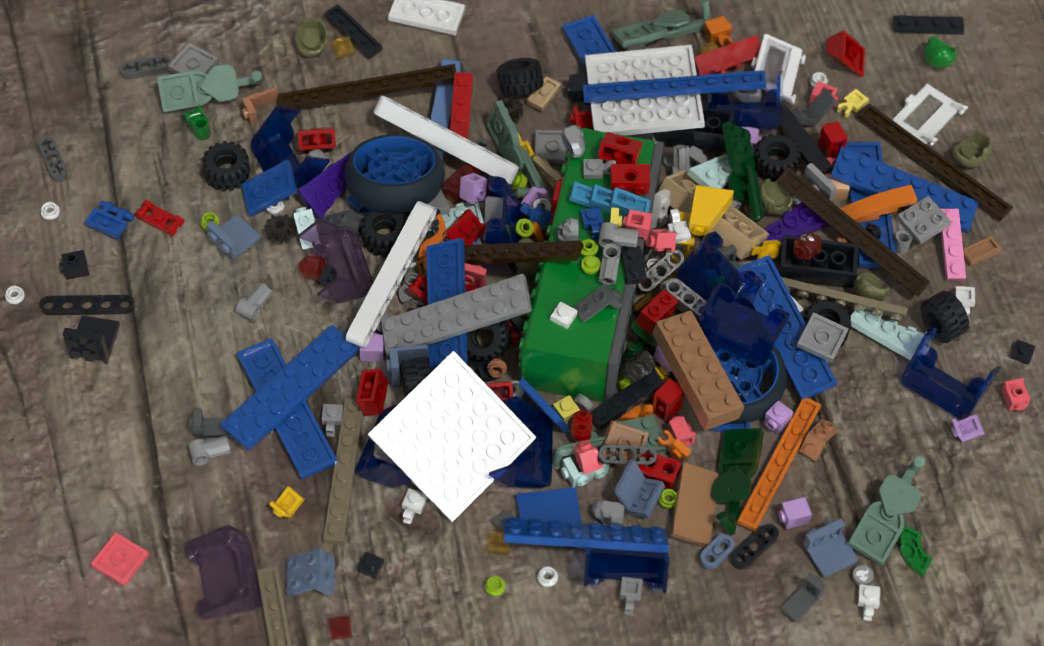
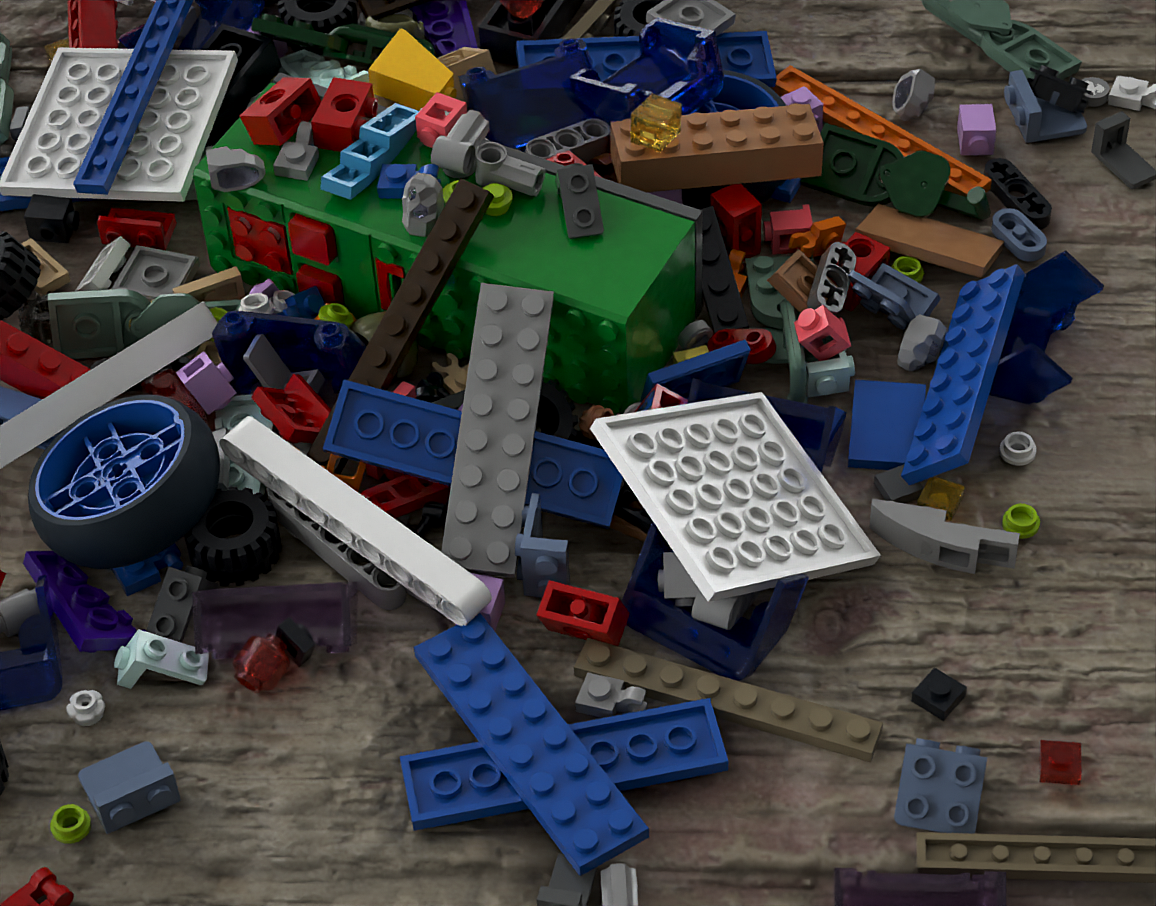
camera: 70 degrees left, 10 degrees down
(252, 305) = (306, 781): light grey piece -> none
(269, 187) = (48, 696): blue tile -> none
(280, 228) = (147, 702): clear smoke gear -> none
(287, 503) = (779, 795): yellow bracket -> none
(413, 503) = (829, 606): white plate -> none
(414, 372) = (600, 532): black tyre -> none
(470, 545) = (947, 544): none -> light grey slope
(523, 192) = (256, 303): none -> white plate
(542, 122) = (107, 262): none -> white plate
(563, 315) = (582, 252): white plate -> none
(615, 218) = (417, 147): light yellow plate -> none
(630, 591) = (1071, 347): light grey plate -> none
(633, 265) = (523, 146): black plate -> none
(683, 328) = (656, 122): none -> clear yellow brick
(718, 31) = (31, 33): orange brick -> none
(769, 248) = (499, 58): yellow plate -> none
(816, 475) = (913, 94): none -> light grey rock
(817, 439) = (857, 81): nougat bracket -> none
(846, 544) = (1071, 92): none -> black hinge
(913, 552) = (1069, 33): green tile -> none

